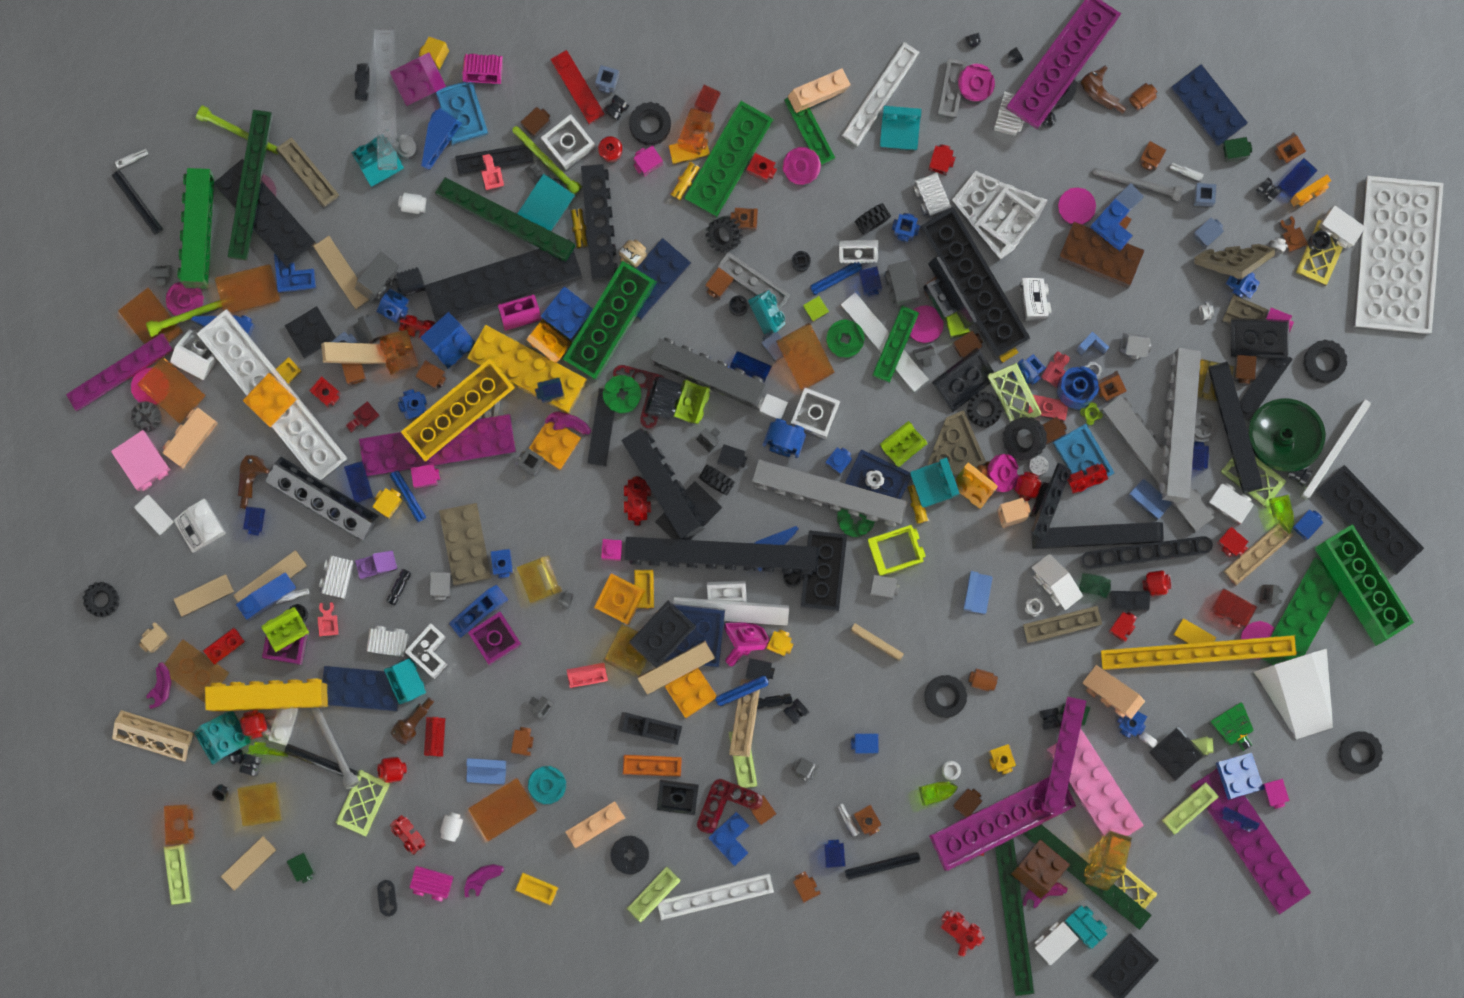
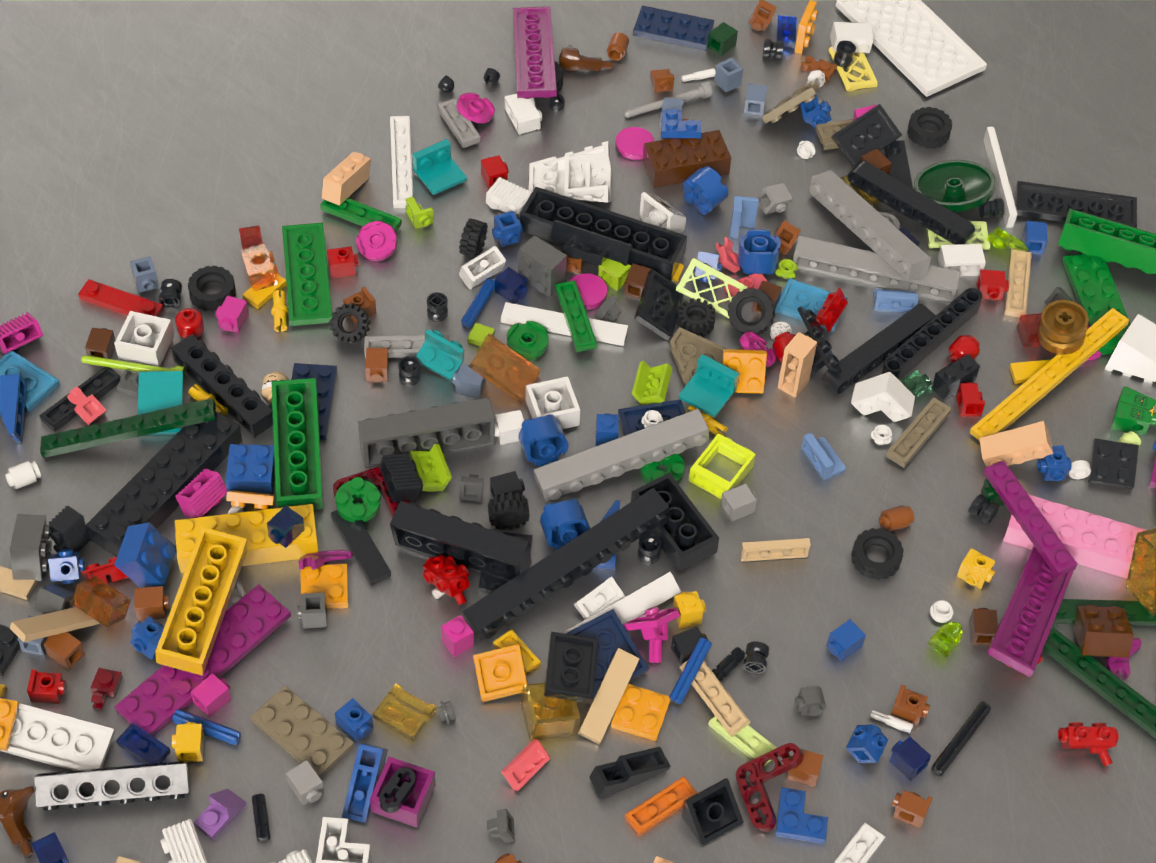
camera: 40 degrees left, 30 degrees down
(485, 636) = (393, 787): none -> black beam
(746, 519) = (563, 522): none -> blue brick
(814, 825) = (867, 743): none -> blue brick
(851, 157) = (418, 216): none -> lime bracket
(1086, 299) = (704, 190): none -> blue brick
(1239, 616) = (1063, 327): none -> pearl gold wheel

